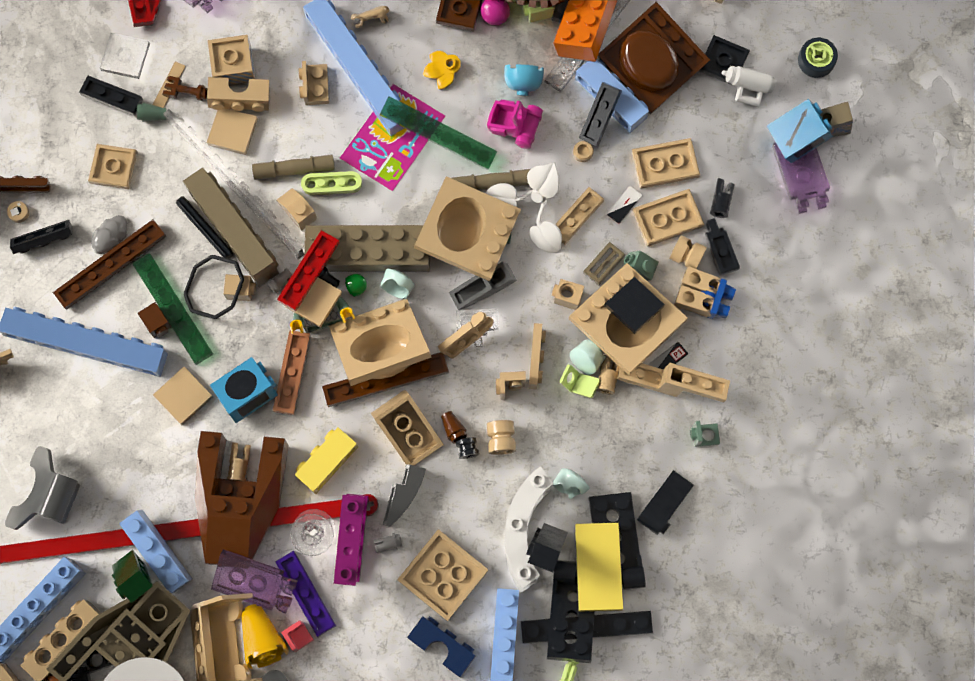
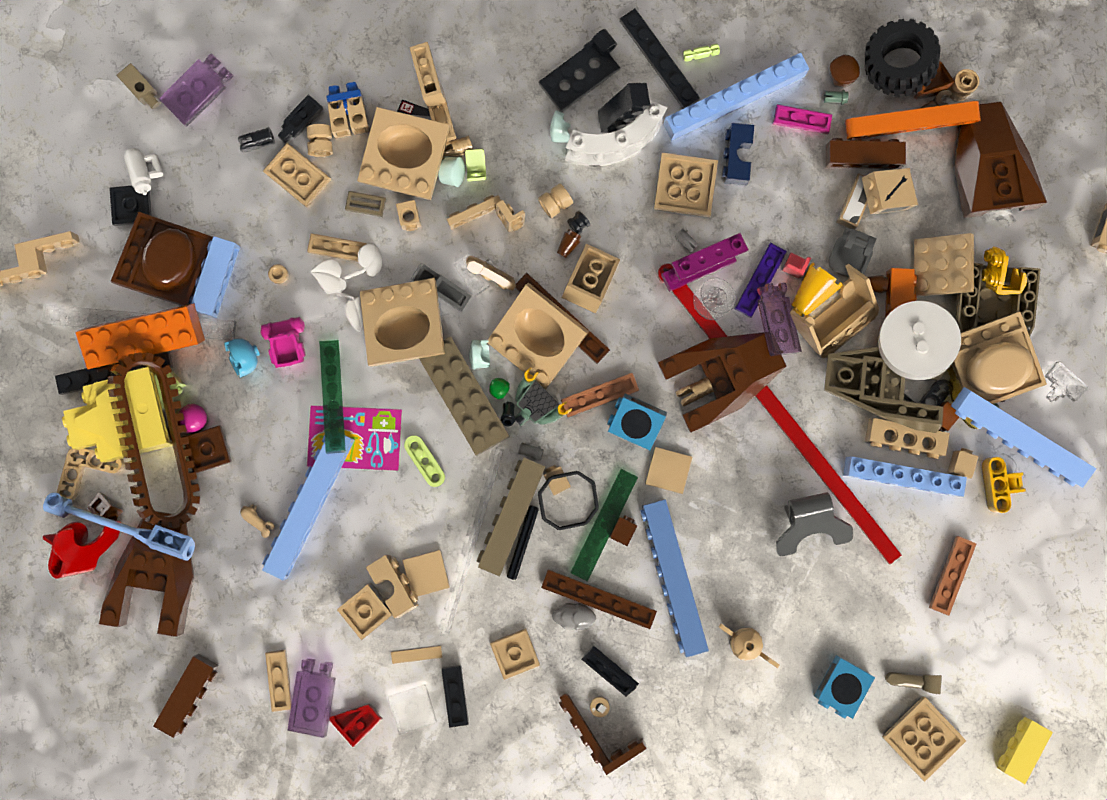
camera: 125 degrees left, 10 degrees up
(131, 577) = (833, 411): dark green brick -> none
(148, 112) = (450, 651): sand green cone -> none
(155, 551) = (801, 409): light blue brick -> none
(200, 92) = (408, 621): reddish brown hinge -> none
(293, 167) = (429, 501): dark tan piece -> none
(297, 208) = (462, 477): tan slope -> none
(308, 271) = (514, 425): red plate -> none
(315, 84) = (345, 529): tan bracket -> none
(318, 302) = (533, 410): tan tile -> none
(326, 460) = (652, 325): light yellow brick -> none
(403, 493) = (643, 249): dark grey slope -> none
(439, 68) = (273, 432): yellow plate -> none
(485, 181) = (344, 328): dark tan piece -> none
(558, 649) = (664, 56): black hinge -> none
(598, 567) = (612, 69): light yellow tile -> none
(600, 114) = (239, 273): black plate -> none
(624, 204) = (305, 216): sticker -> none
(634, 305) = (391, 152): black tile -> none
(642, 264) = (349, 174): sand green bracket -> none
(665, 163) = (250, 202): tan tile -> none
(665, 503) = (543, 50): black door -> none
(696, 434) = (464, 54): sand green bracket -> none
(800, 130) = (162, 102): brick -> none
(814, 66) = (85, 138): wheel -> none

